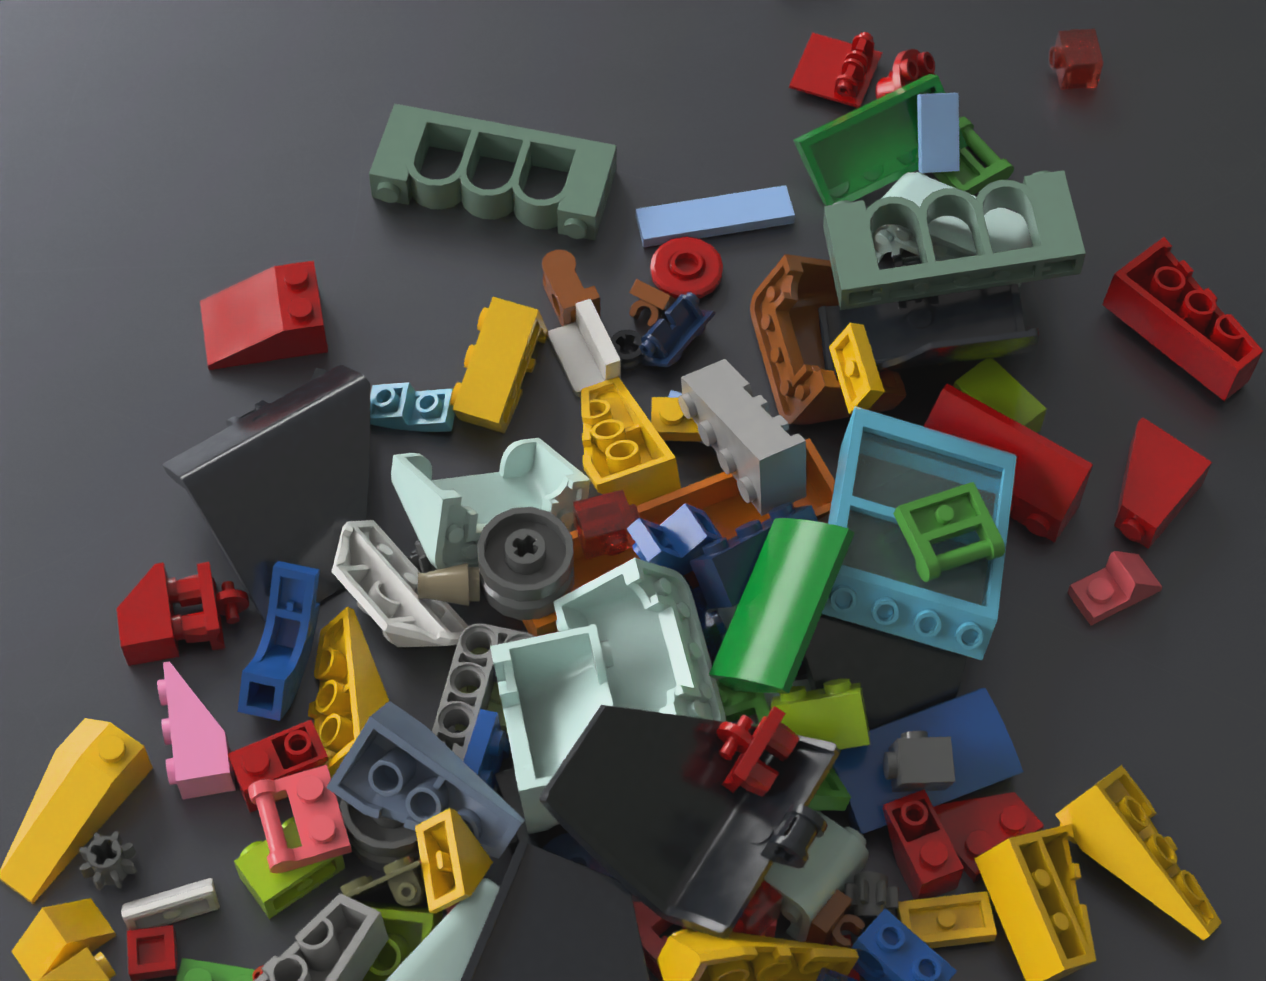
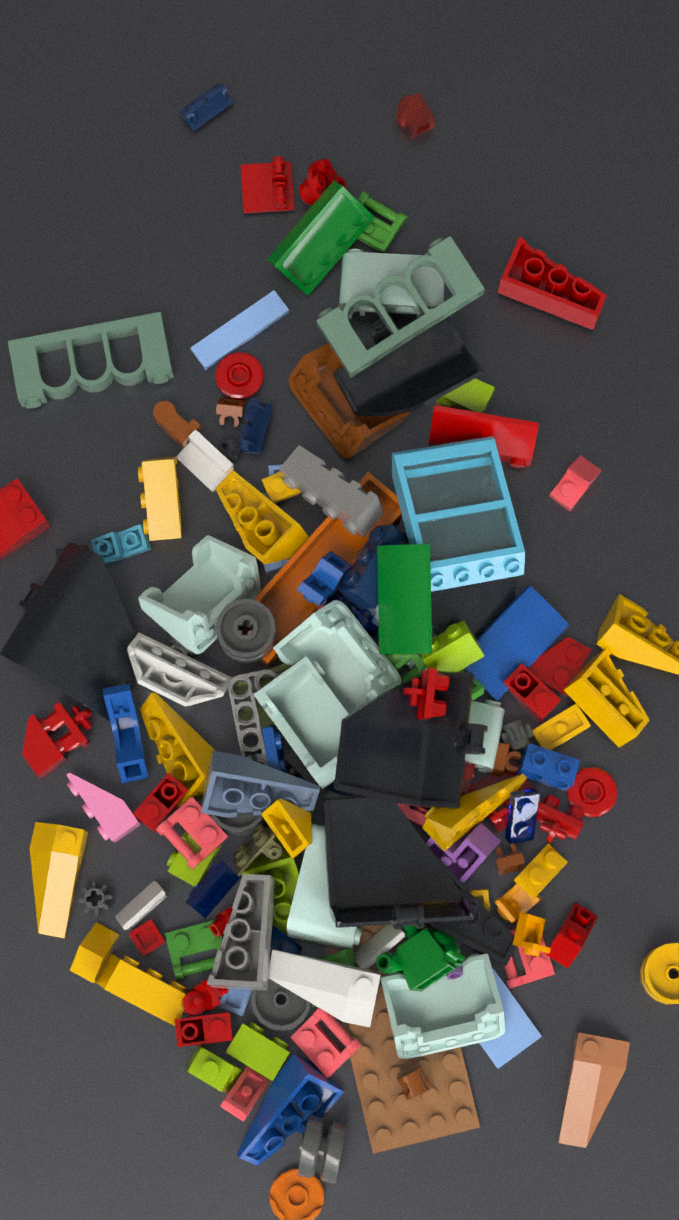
camera: 20 degrees left, 20 degrees up
(275, 921) = (213, 889): none -> clear blue plate
(451, 584) = (208, 659): dark tan cone -> none
(603, 524) = (279, 584): clear red brick -> none
(856, 368) = (379, 419): yellow plate -> none
(919, 763) = (513, 651): dark grey brick -> none
(938, 132) = (355, 220): light blue tile -> none
(943, 518) = (472, 506): bright green plate -> none
(1156, 482) = (574, 406): red slope -> none

